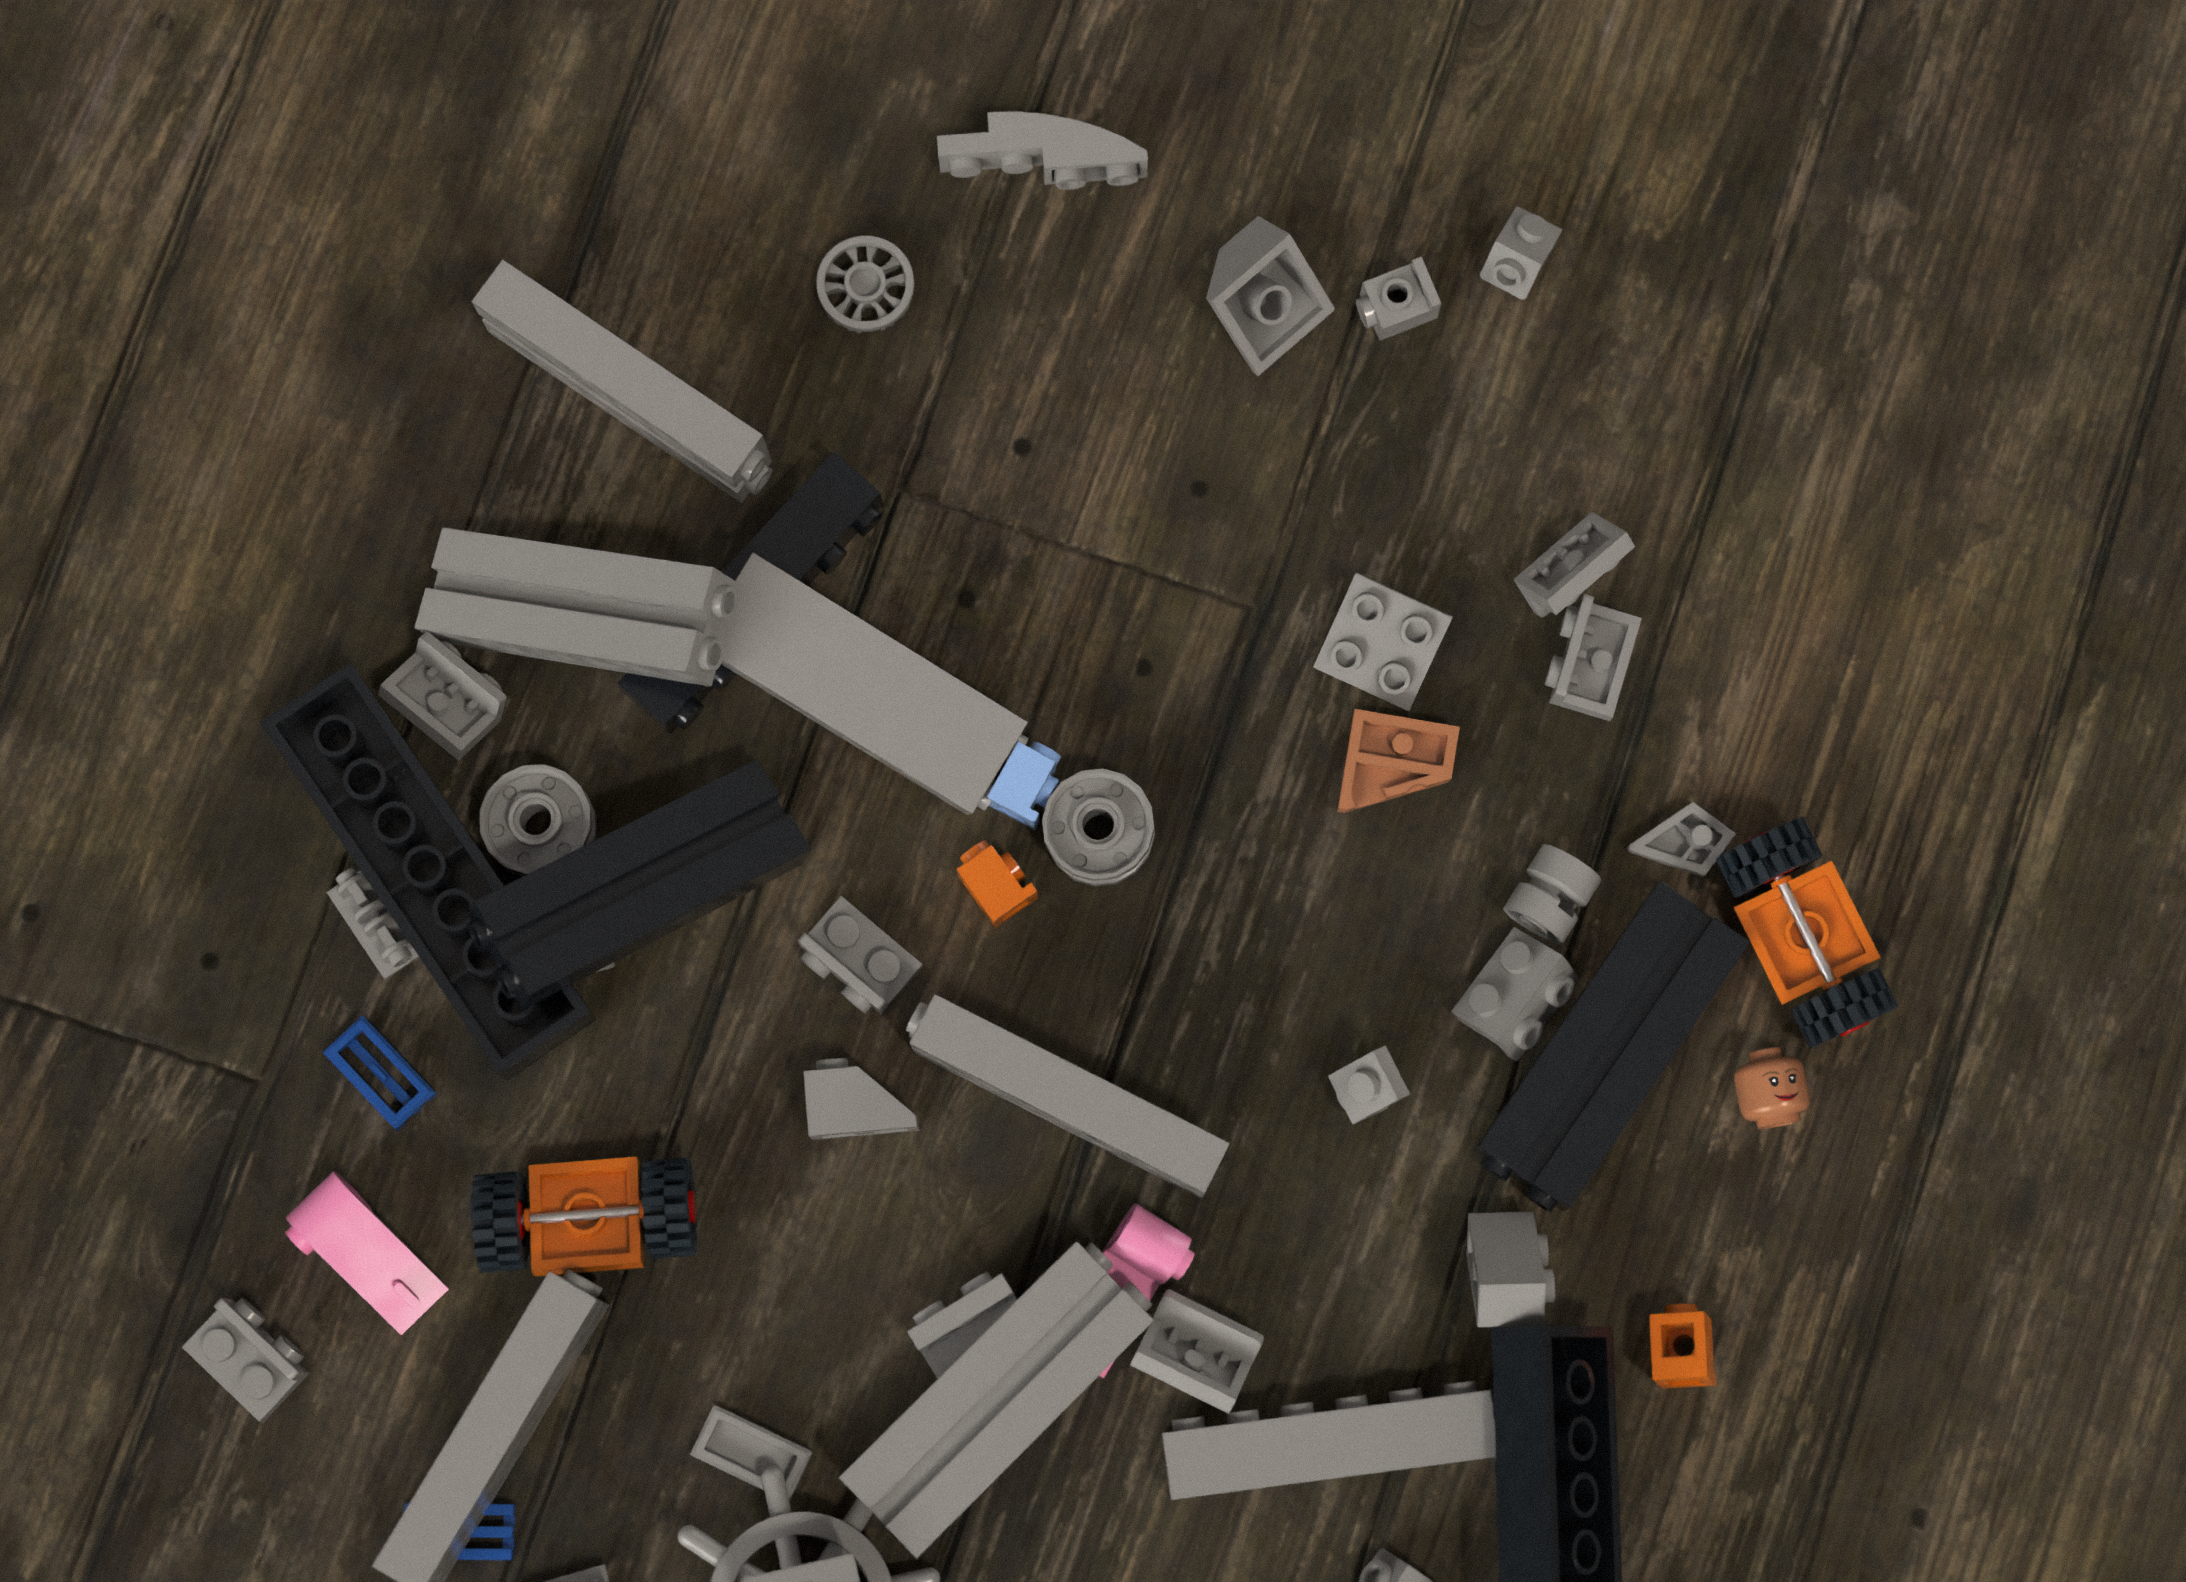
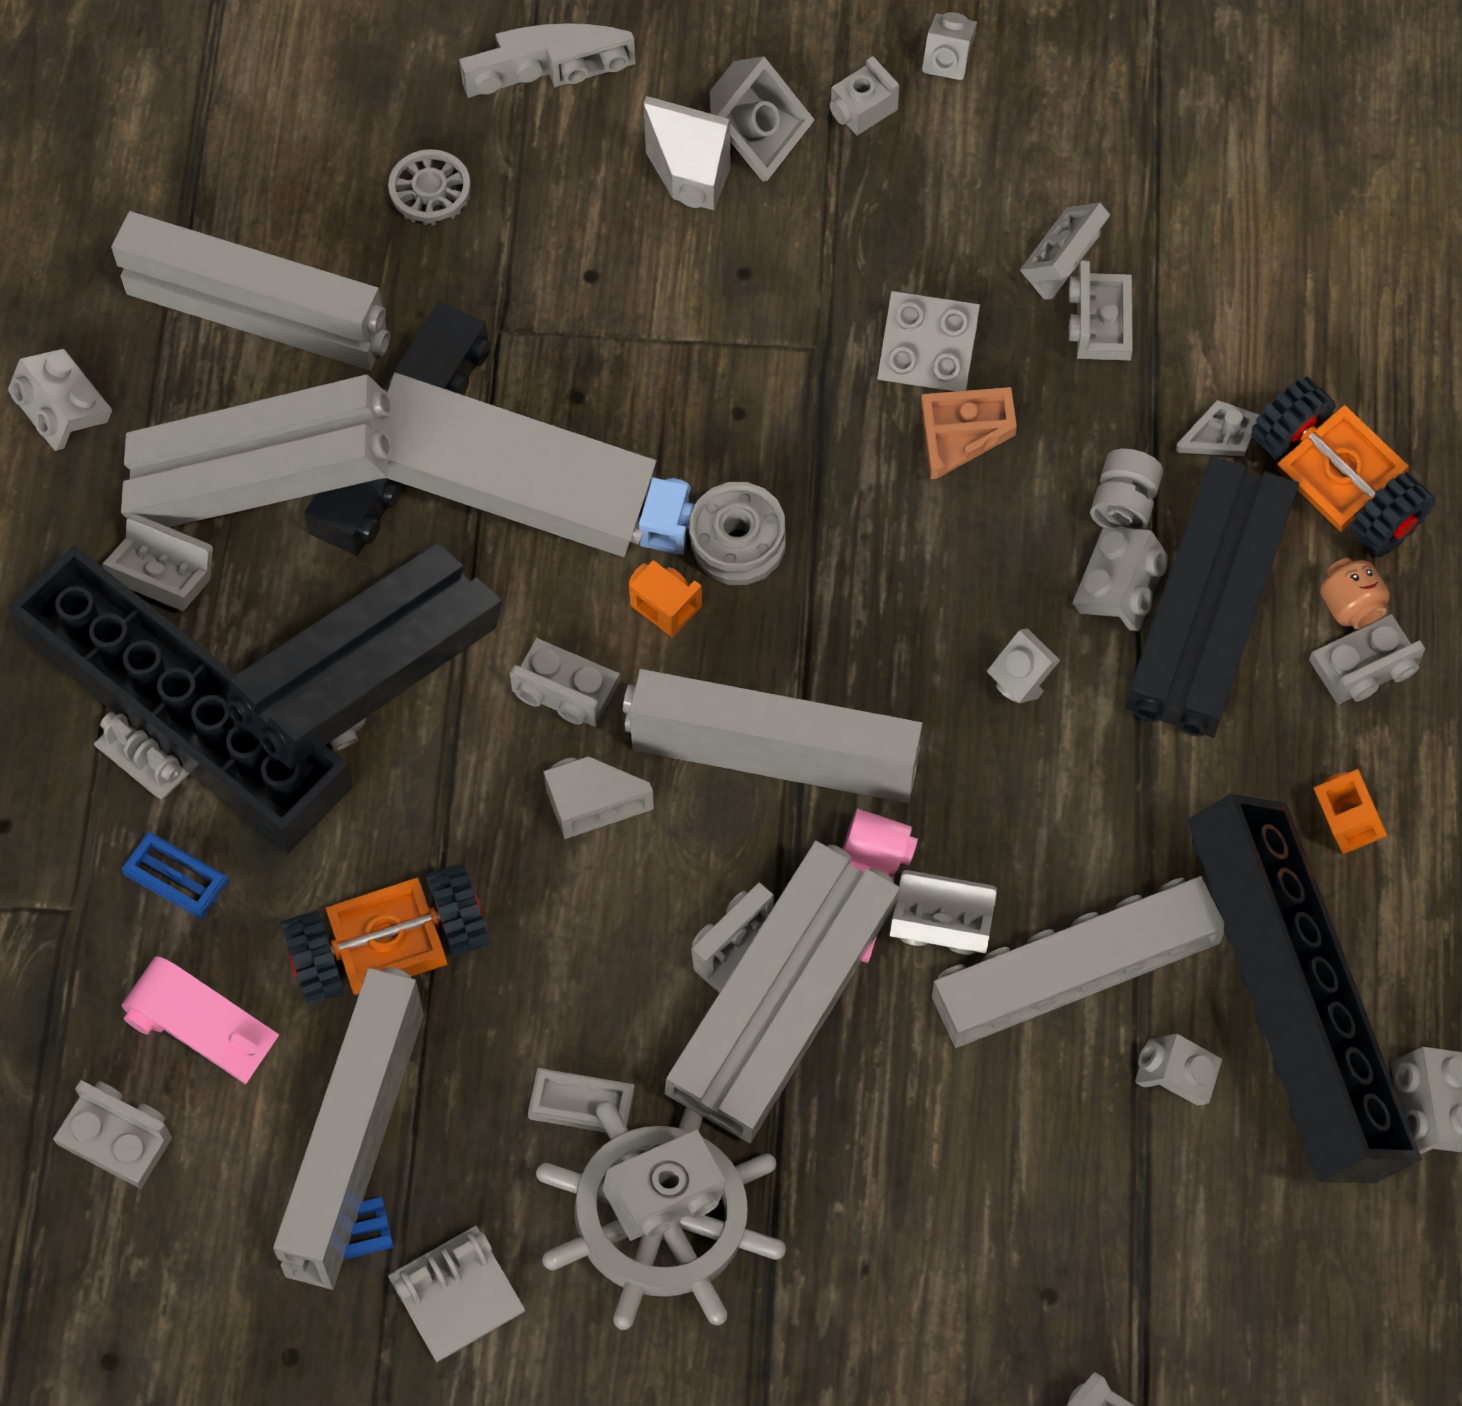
camera: 15 degrees left, 15 degrees down
(380, 450) = (57, 396): none -> light grey bracket
(523, 794) = (254, 619): light grey wheel -> none
(1172, 331) = (688, 151): none -> slope
(1508, 1269) = (1183, 776): light grey brick -> none
(1762, 1166) = (1367, 659): none -> light grey bracket

